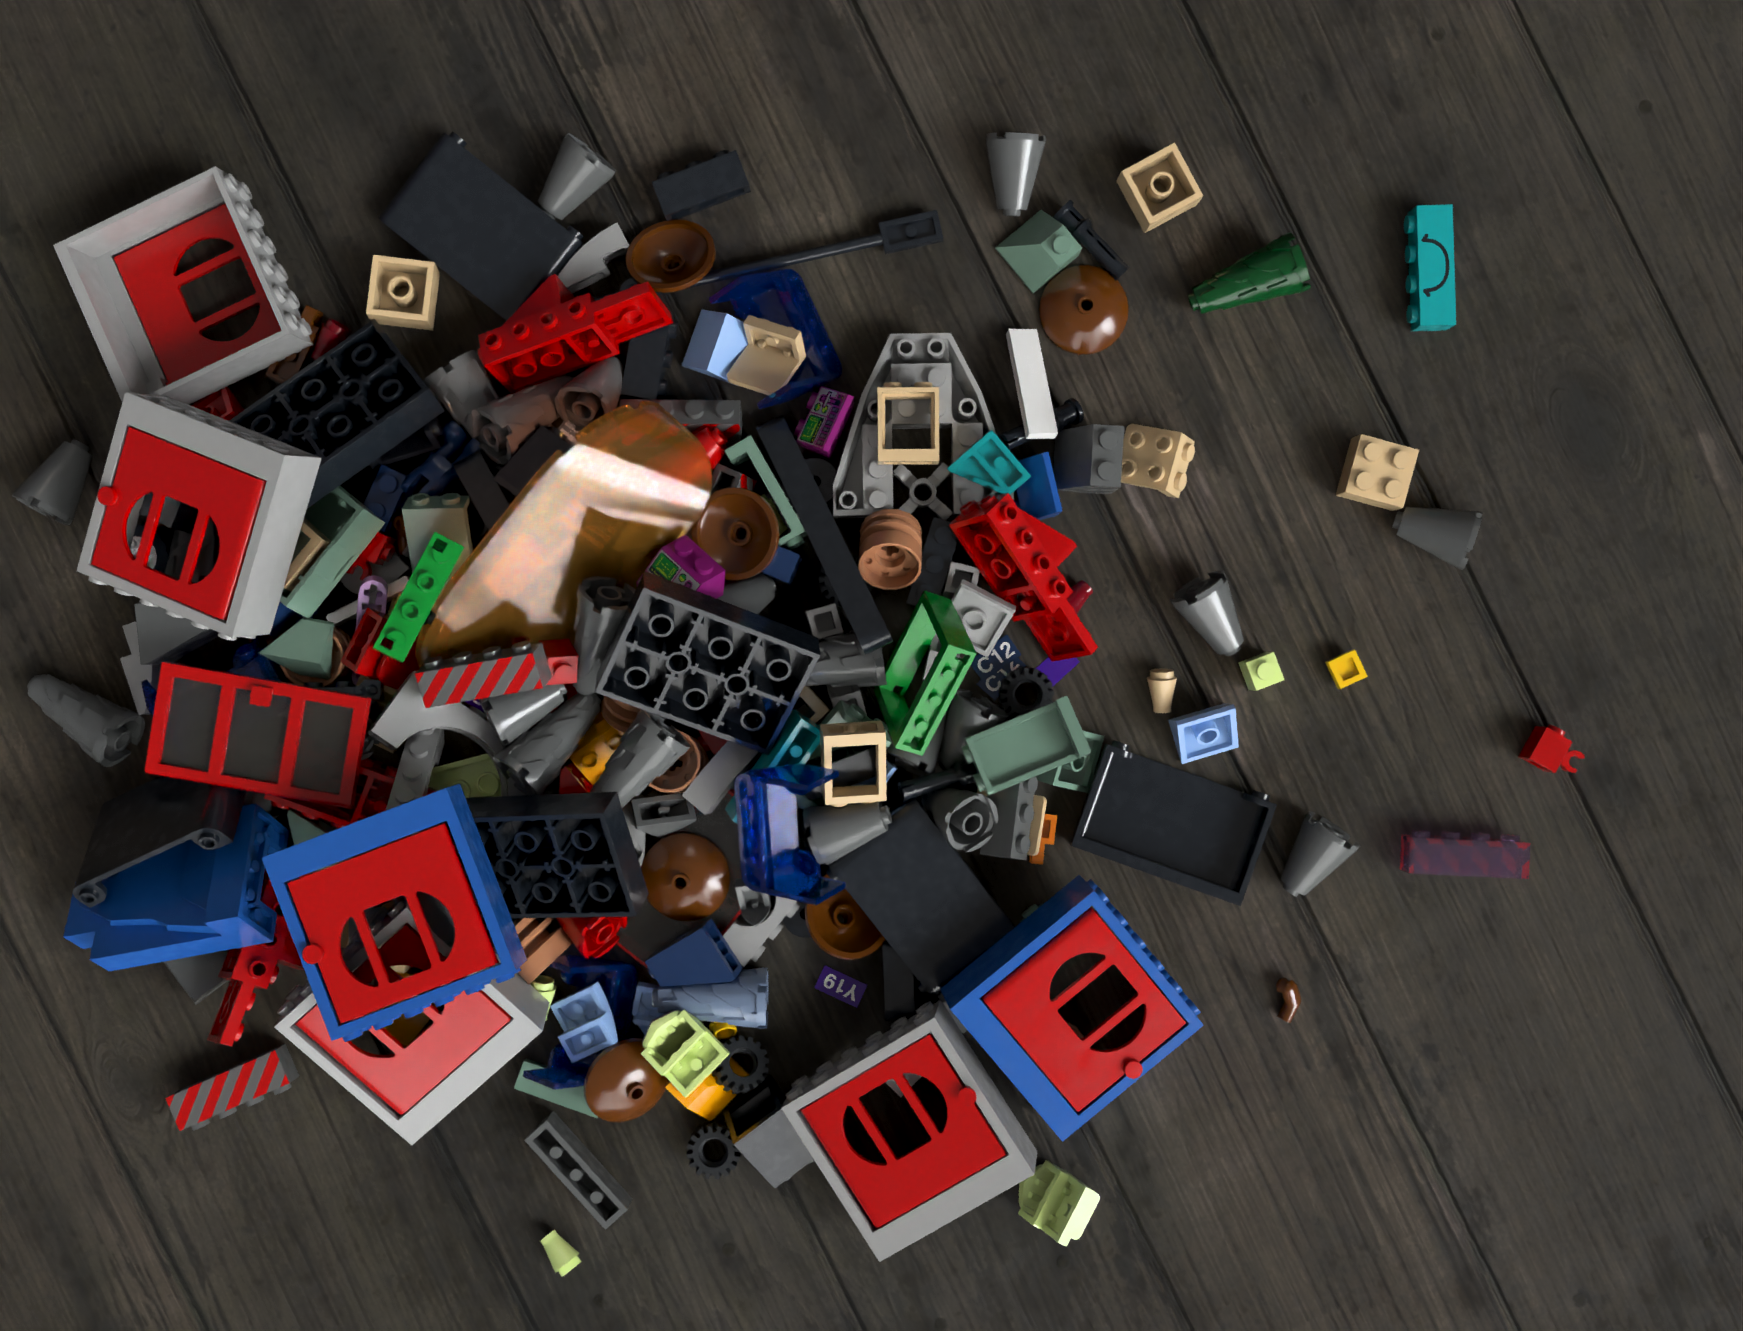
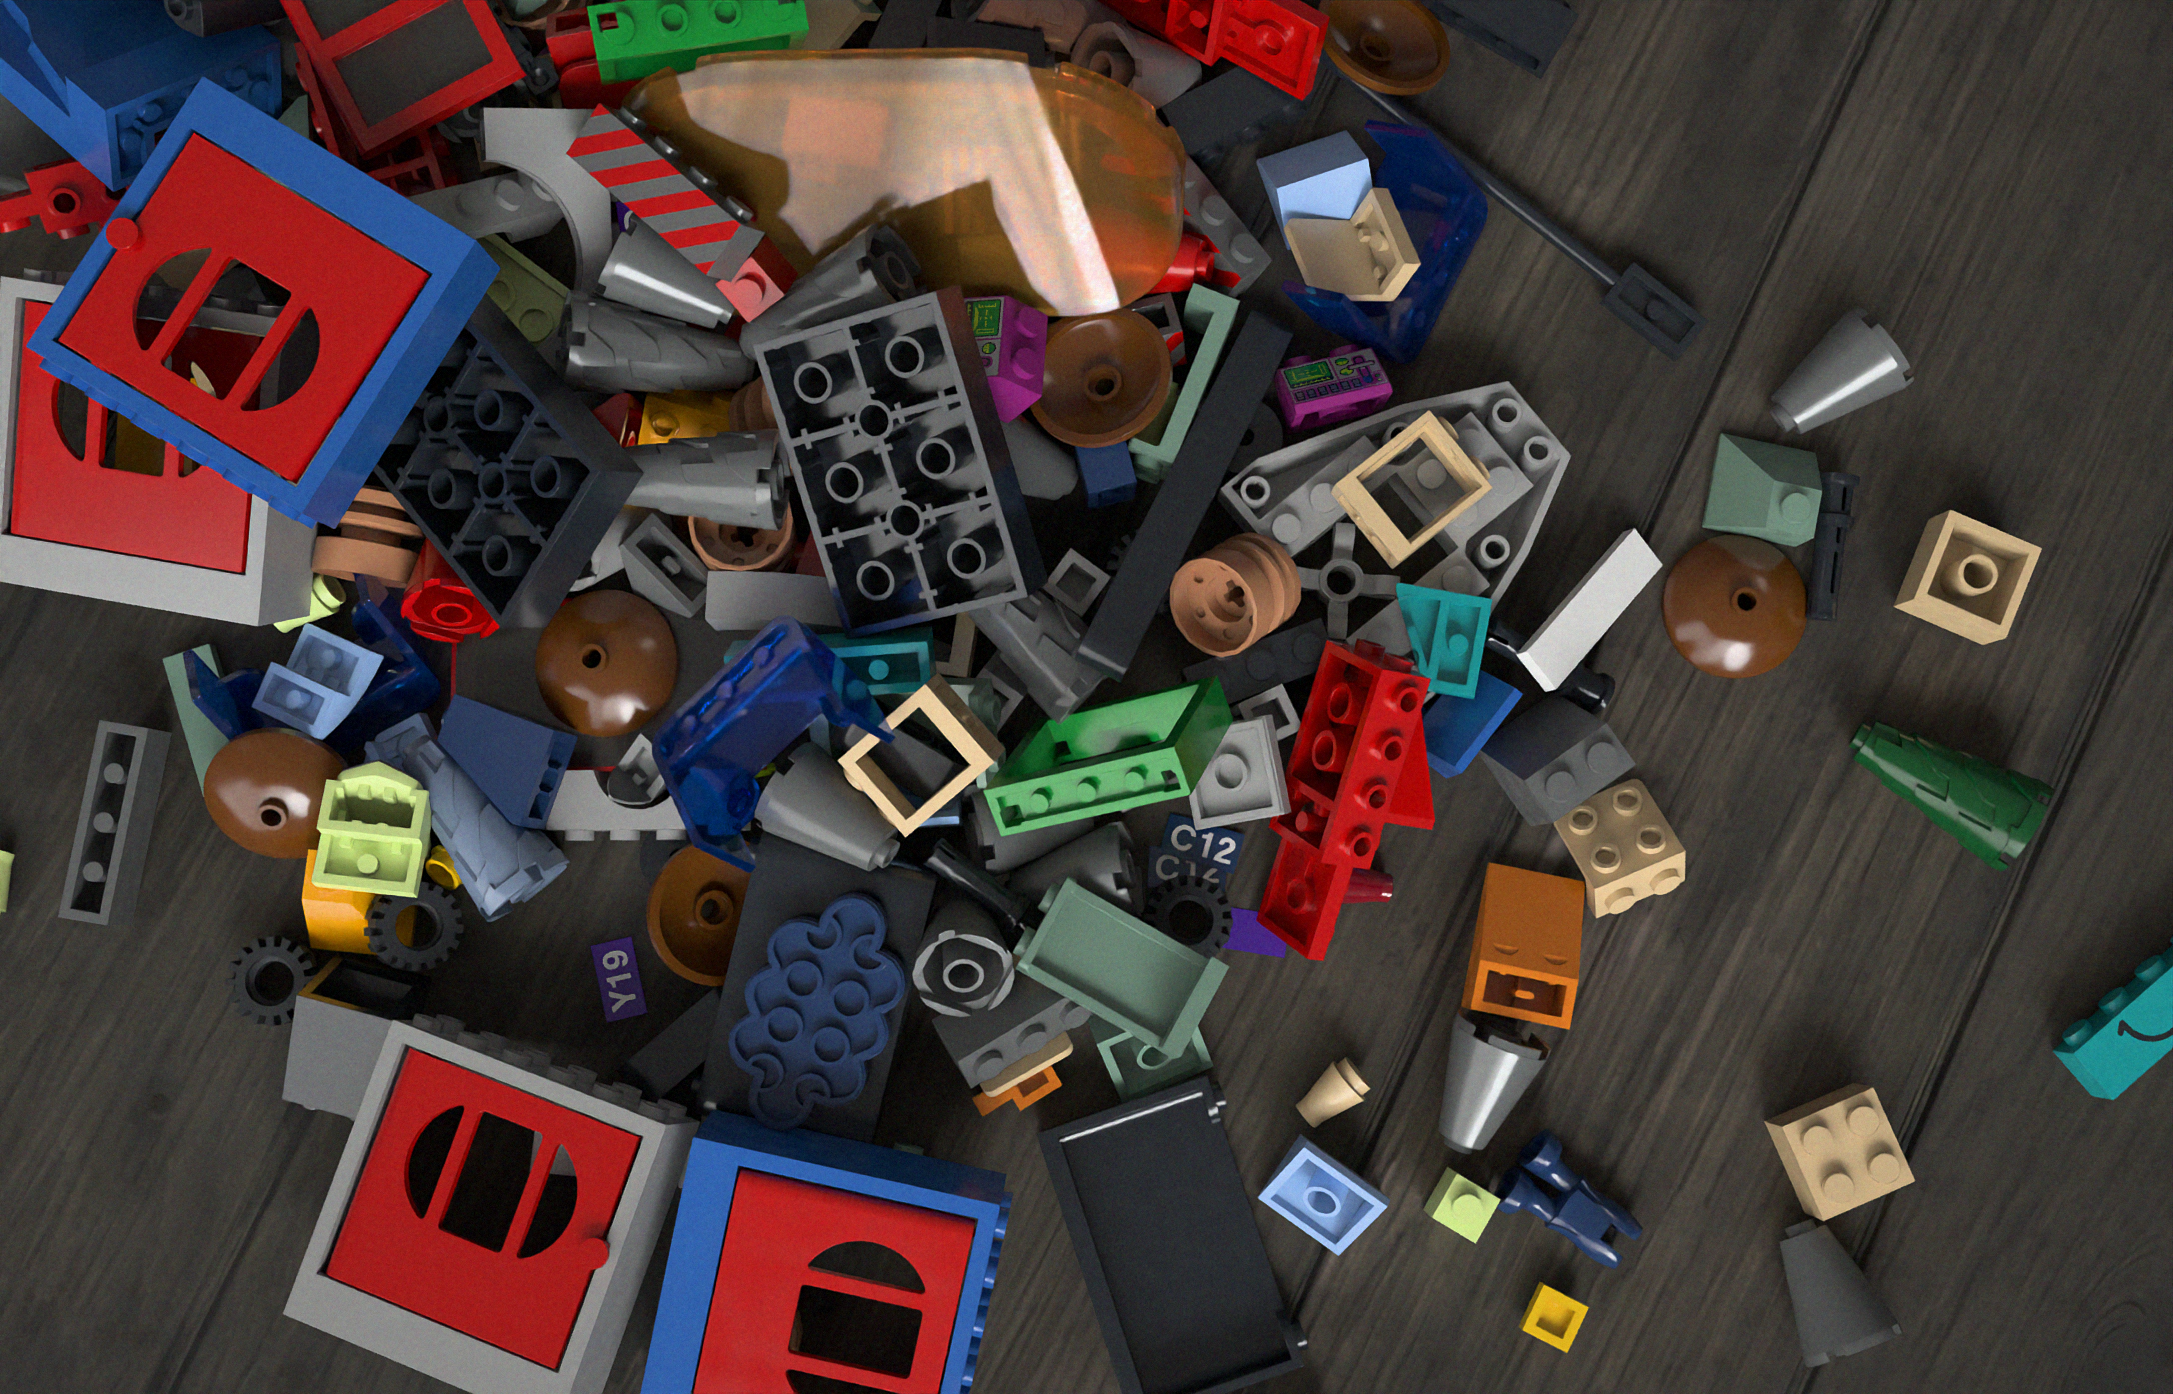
camera: 55 degrees right, 5 degrees down
(934, 904) = (817, 1011): none -> dark blue plate
(1166, 543) = (1526, 946): none -> orange slope
(1307, 619) = (1576, 1211): none -> dark blue piece

